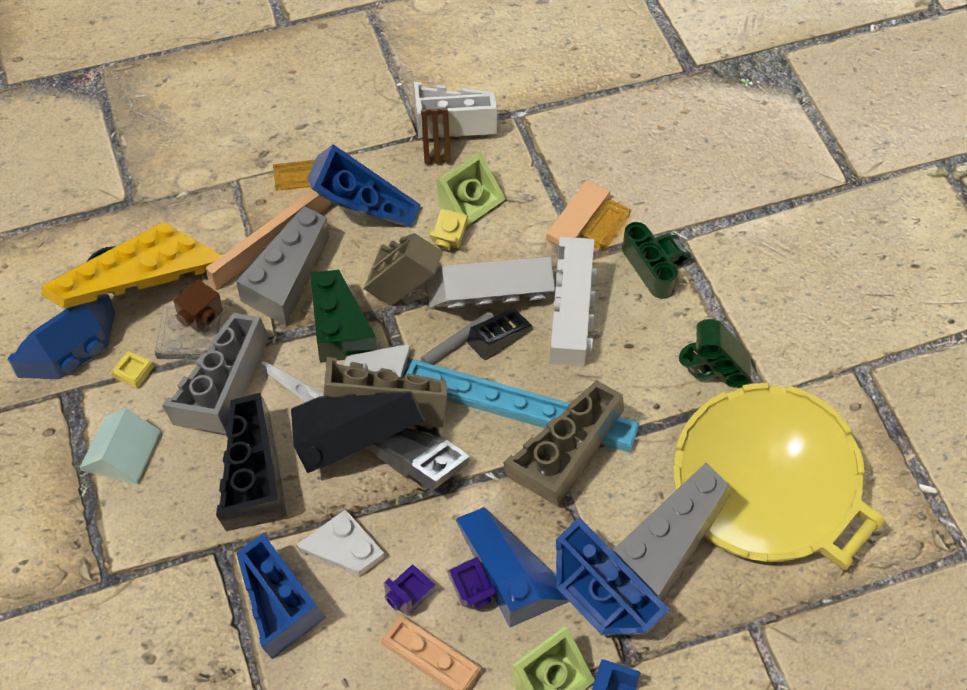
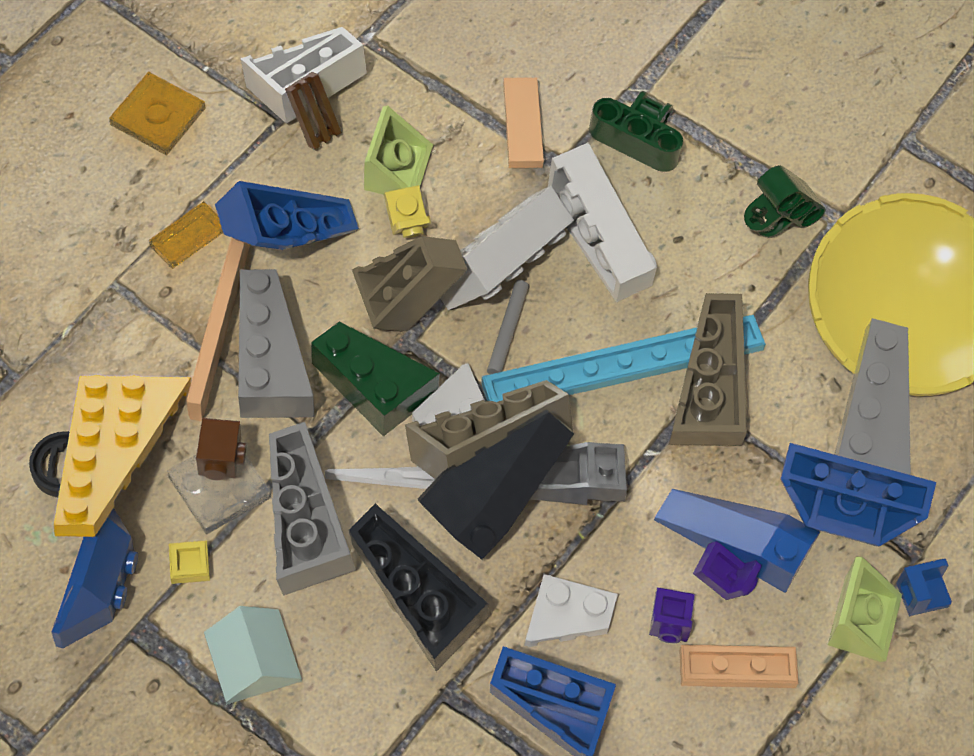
camera: 40 degrees left, 5 degrees up
(345, 95) = (157, 113): none -> clear yellow tile
(487, 345) = (539, 317): black slope -> none
(606, 223) = (558, 118): clear yellow tile -> none

